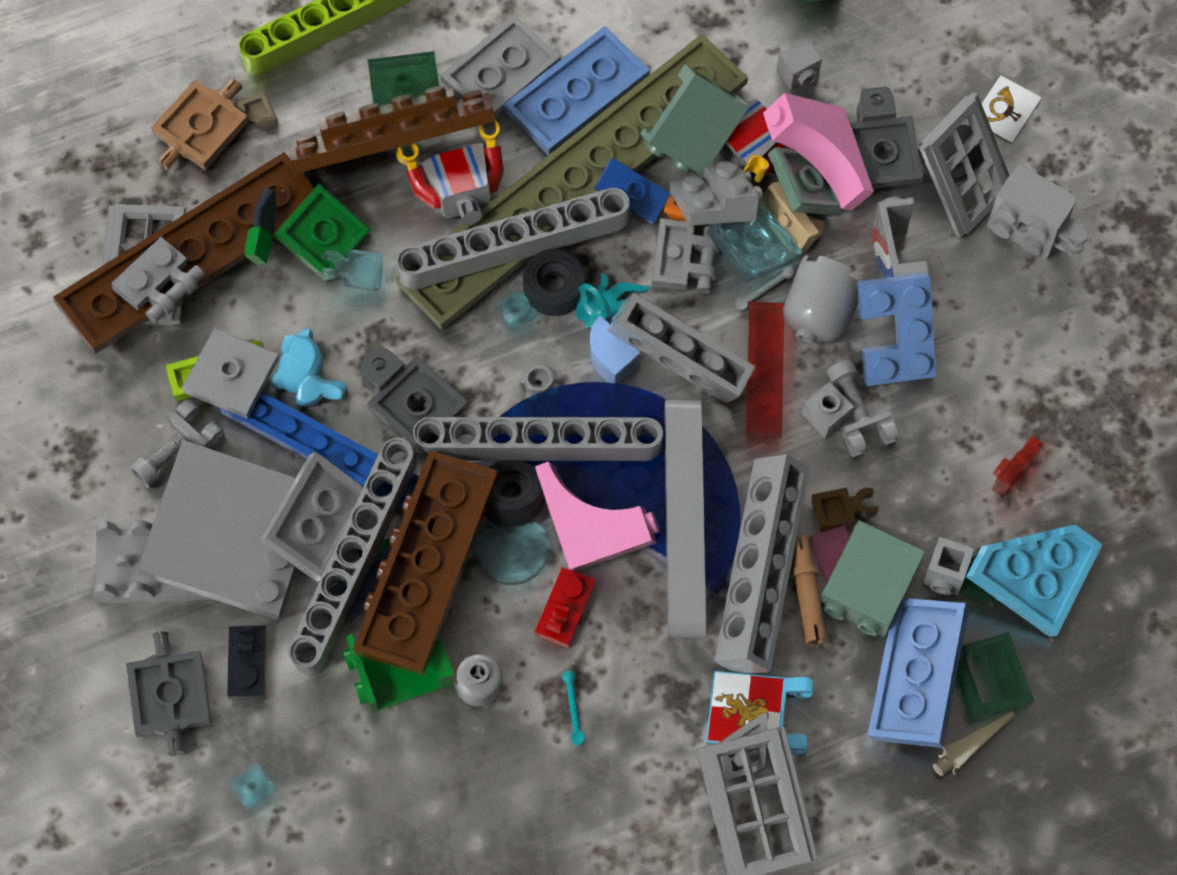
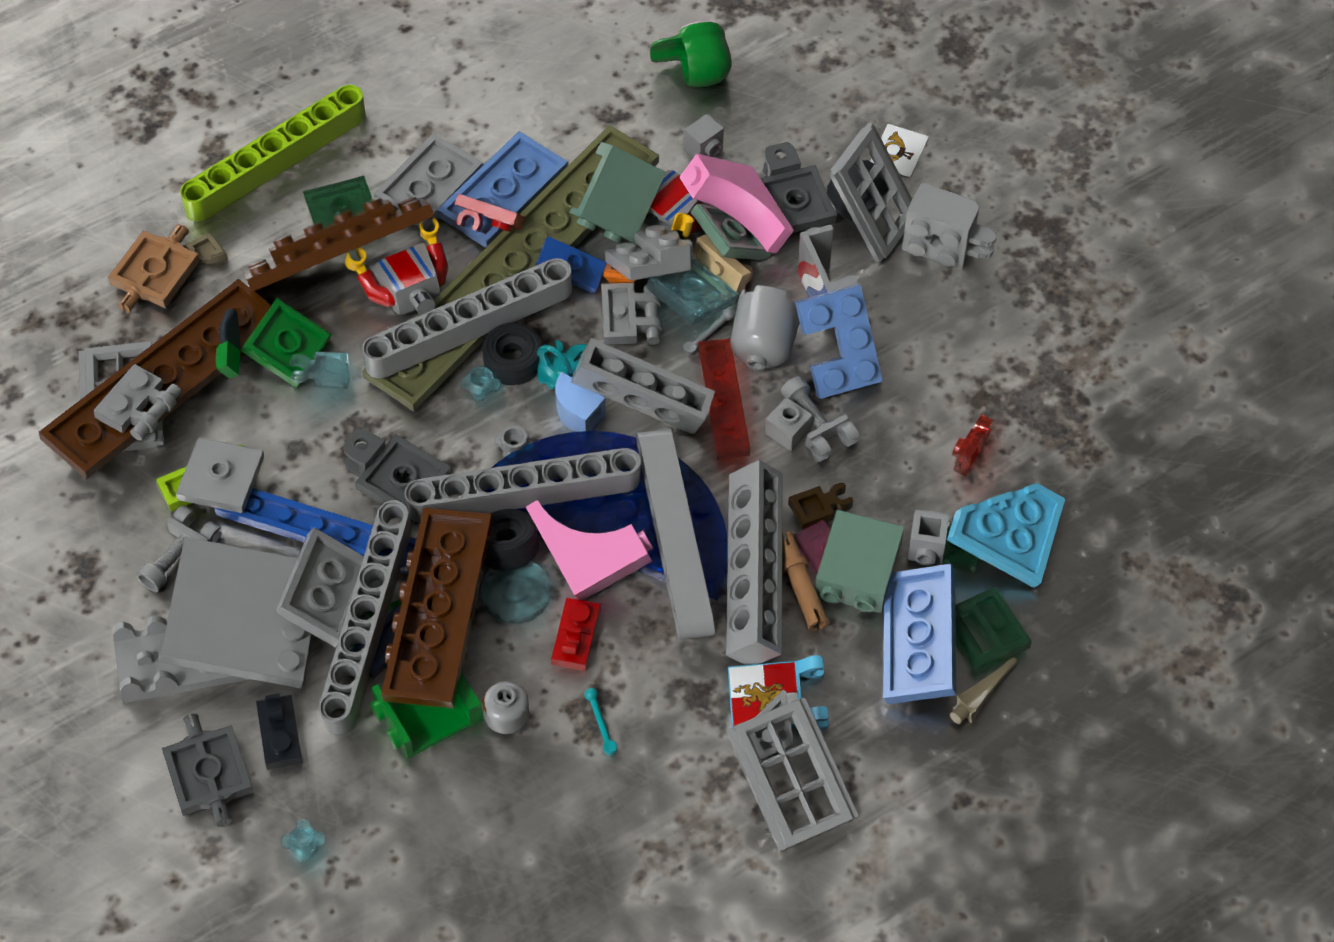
camera: 10 degrees left, 10 degrees down
(301, 370) = (287, 465): medium azure animal -> none
(568, 128) = (502, 218): none -> plate

